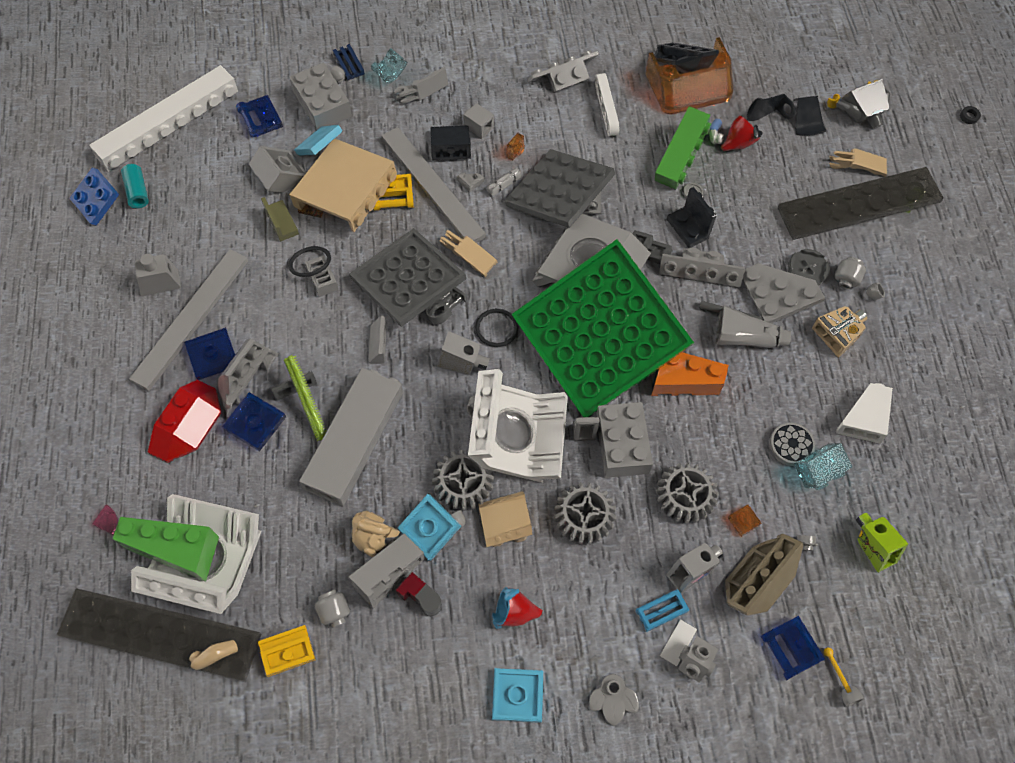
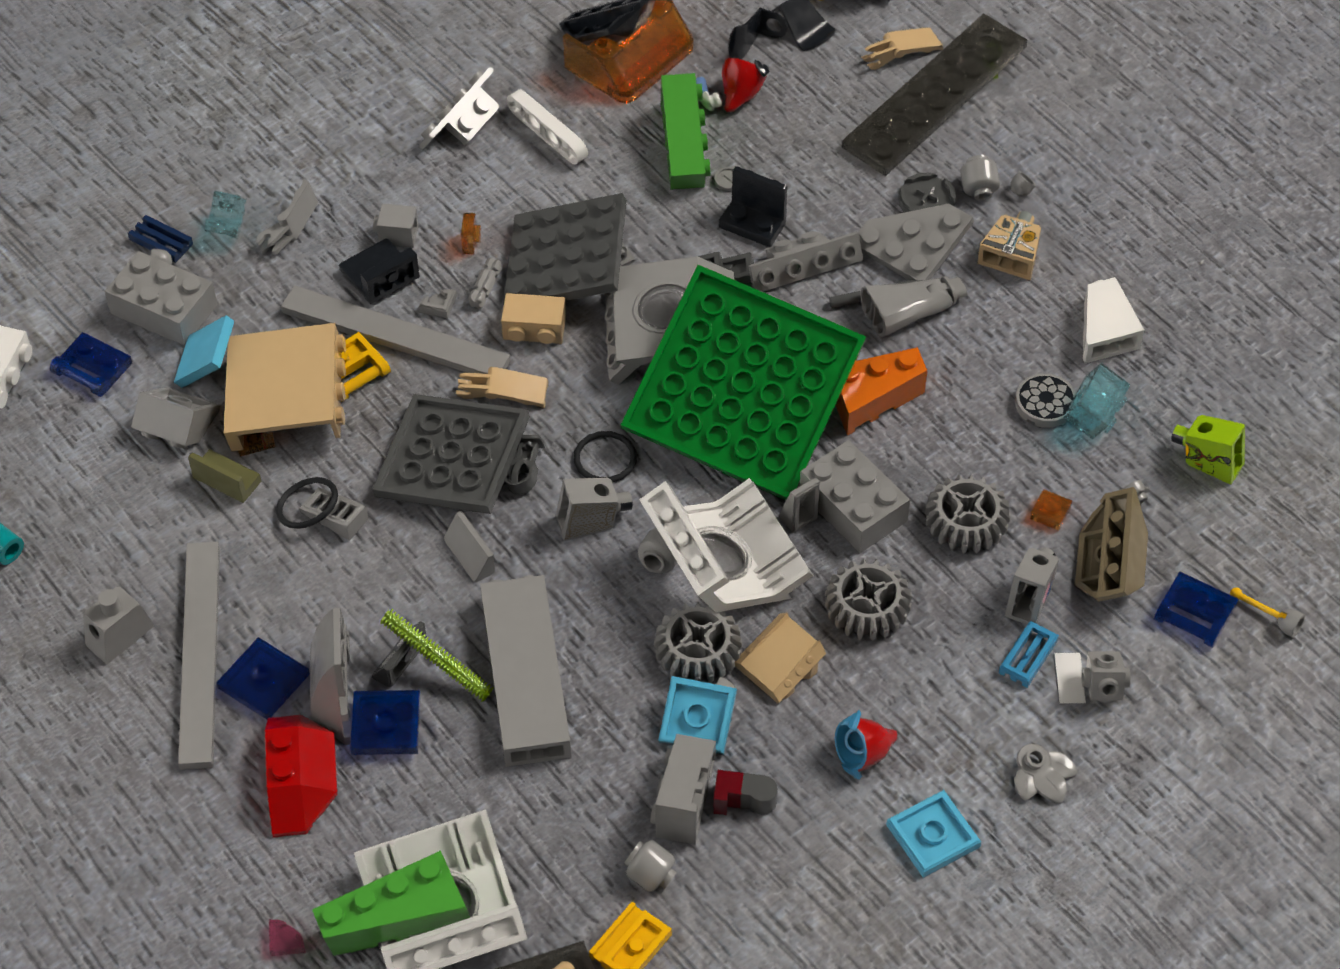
camera: 30 degrees left, 10 degrees down
(370, 532) = (635, 758): tan helmet -> none
(514, 218) = (533, 318): none -> tan brick

